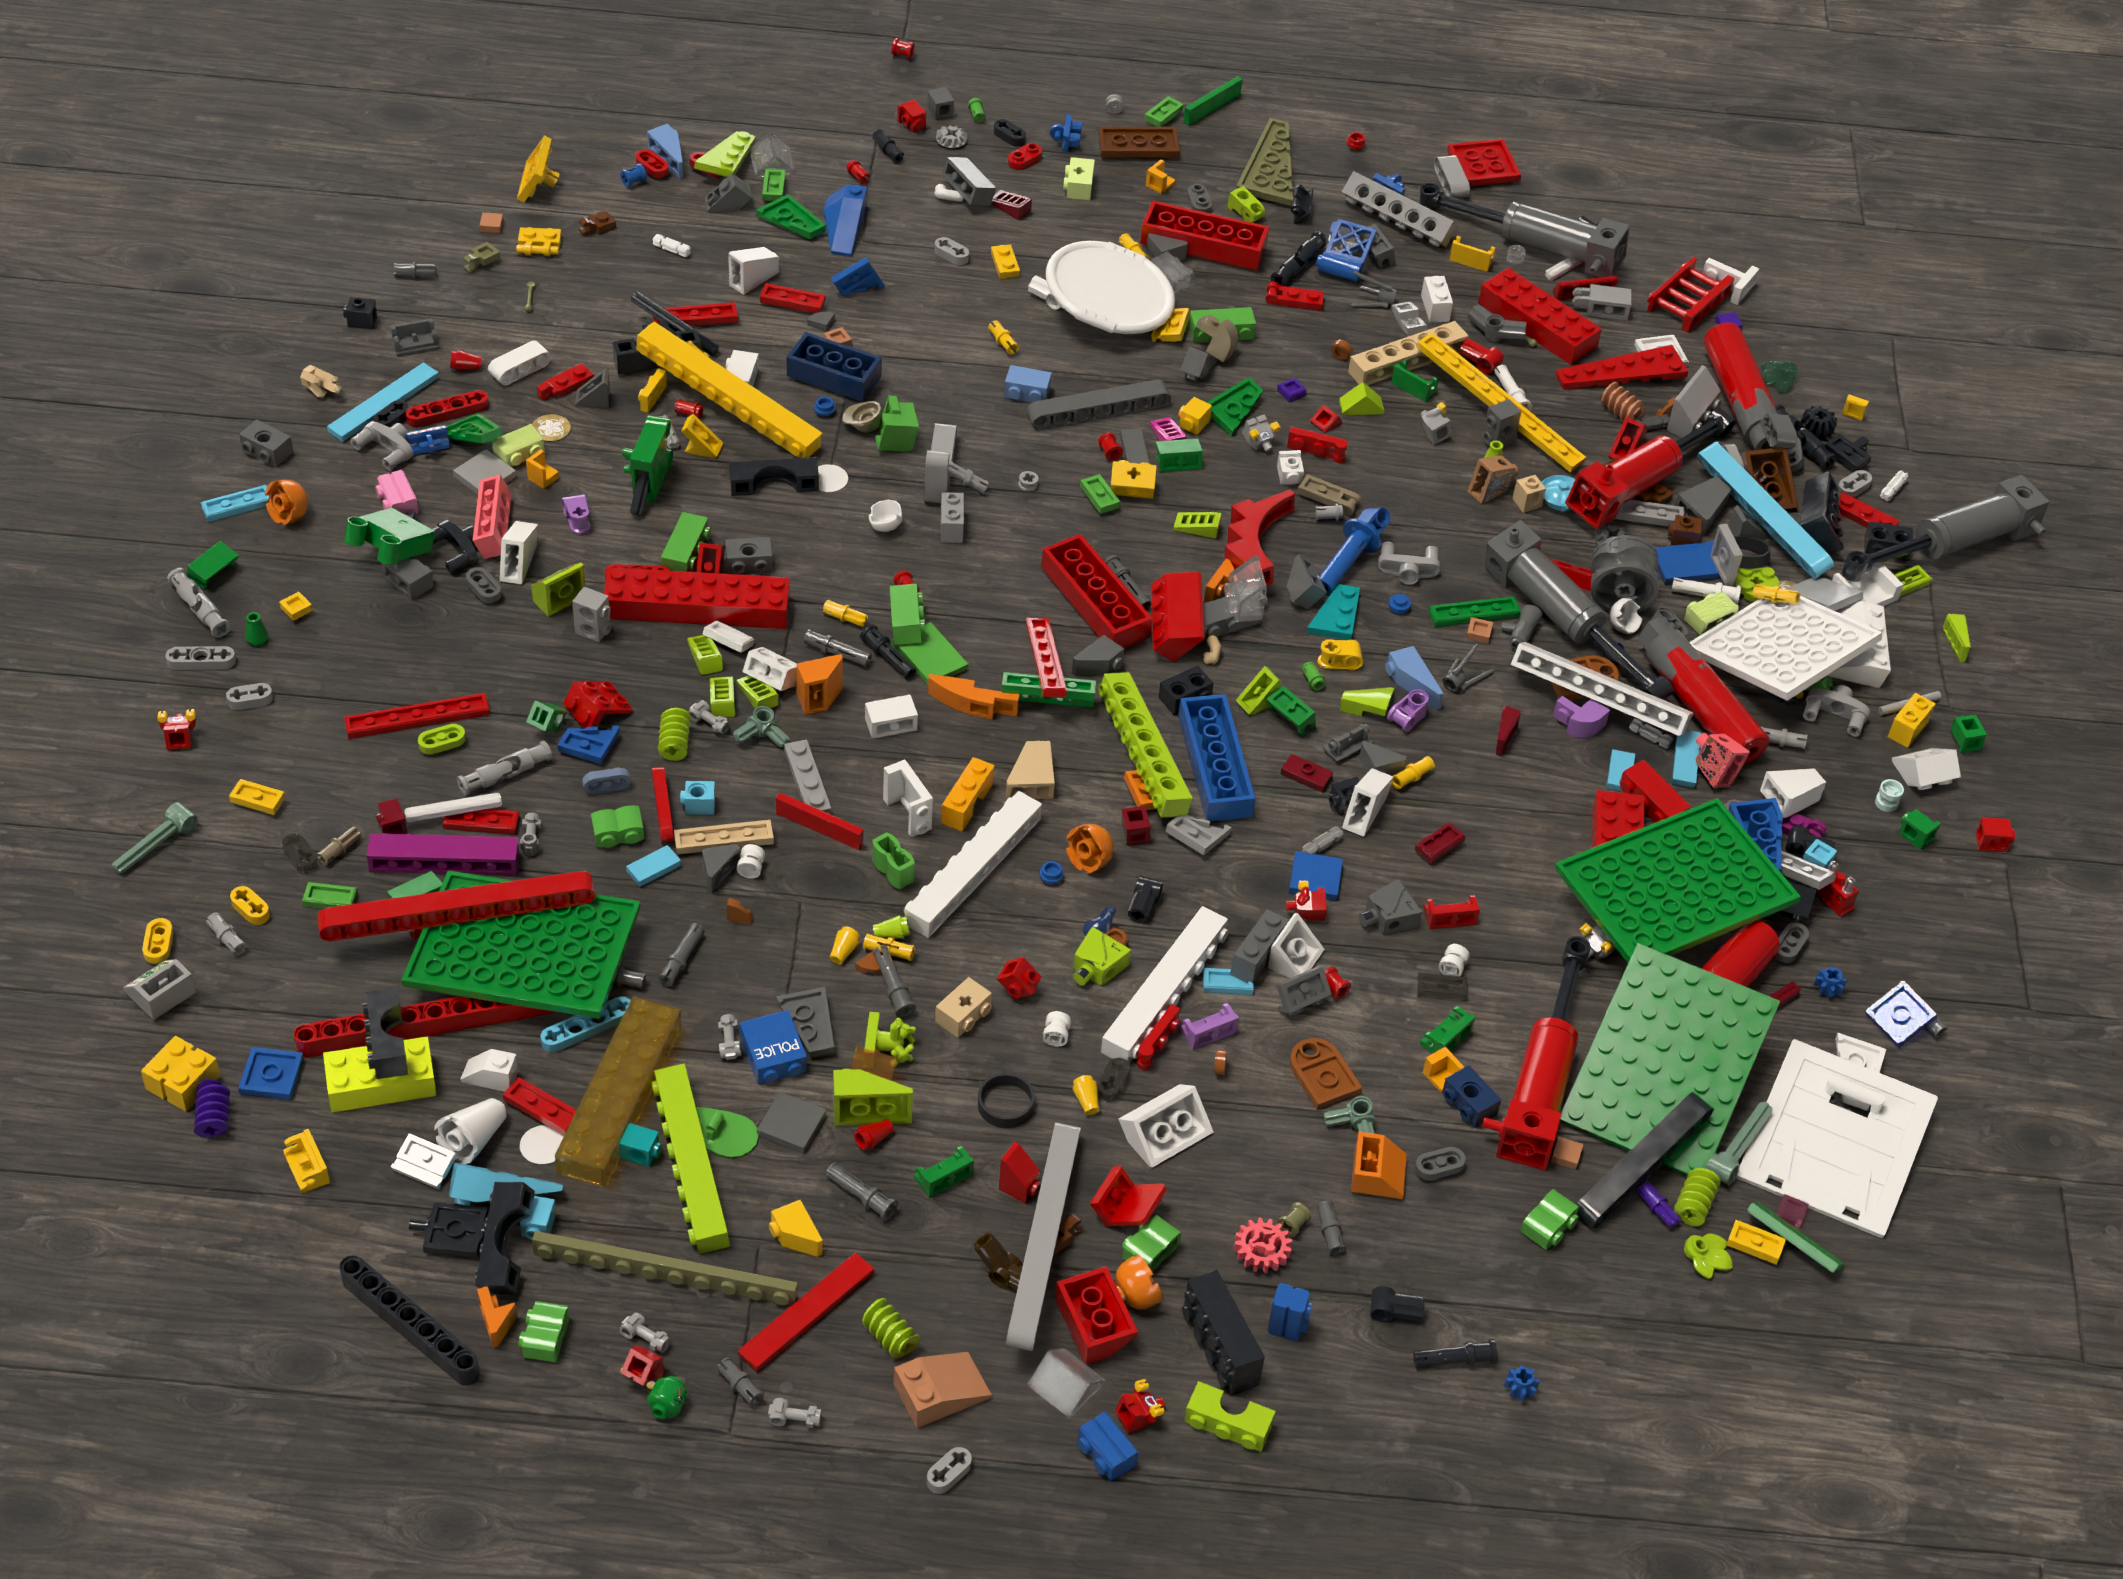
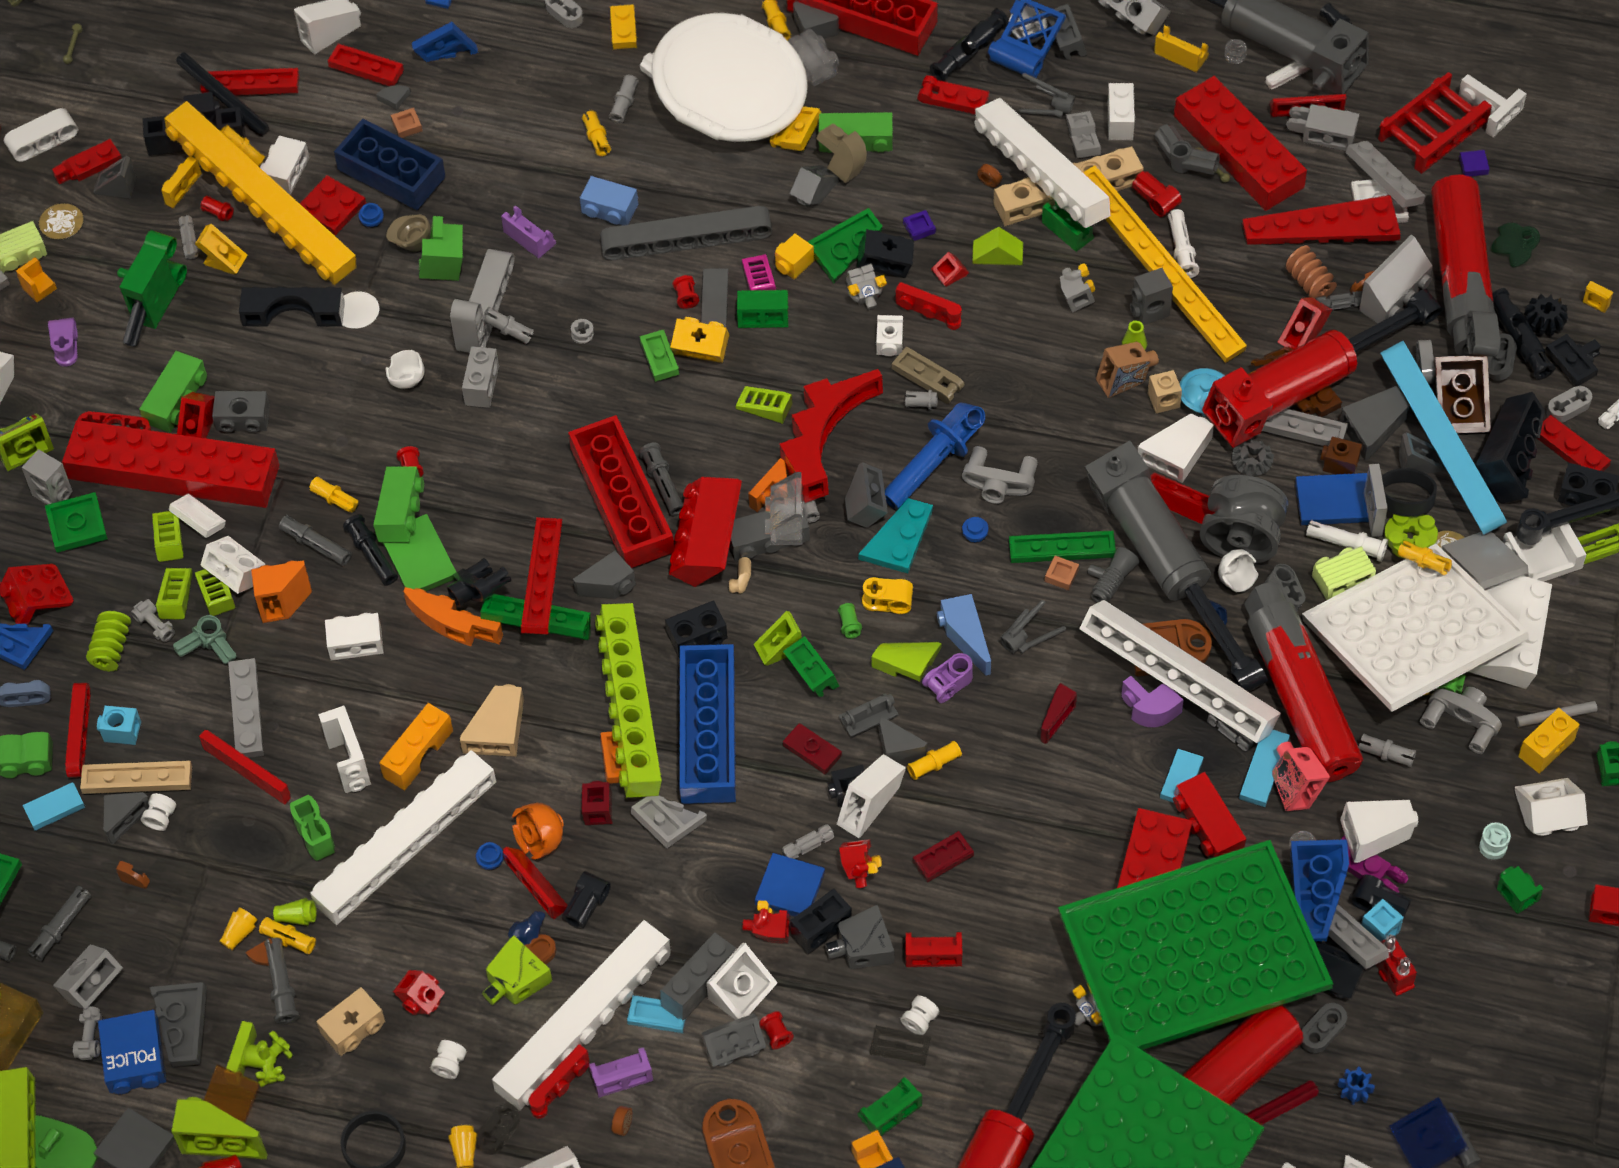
camera: 15 degrees right, 10 degrees up
(621, 648) = (76, 522): none -> green plate
(720, 991) = (87, 976): none -> light grey brick
(792, 397) = (333, 204): none -> red plate
(963, 413) = (527, 233): none -> medium lavender hinge
(991, 667) = (472, 585): none -> black connector
(1020, 311) = (623, 98): none -> light grey pin
(1094, 889) = (534, 882): none -> red slope
(1274, 405) = (886, 253): none -> black brick
(1352, 896) = (820, 921): none -> black brick
(1371, 850) = (858, 862): none -> red piece
(1388, 333) = (1042, 163): none -> white brick
(1554, 530) = (1177, 446): none -> white slope
(1663, 331) = (1385, 174): none -> light grey plate

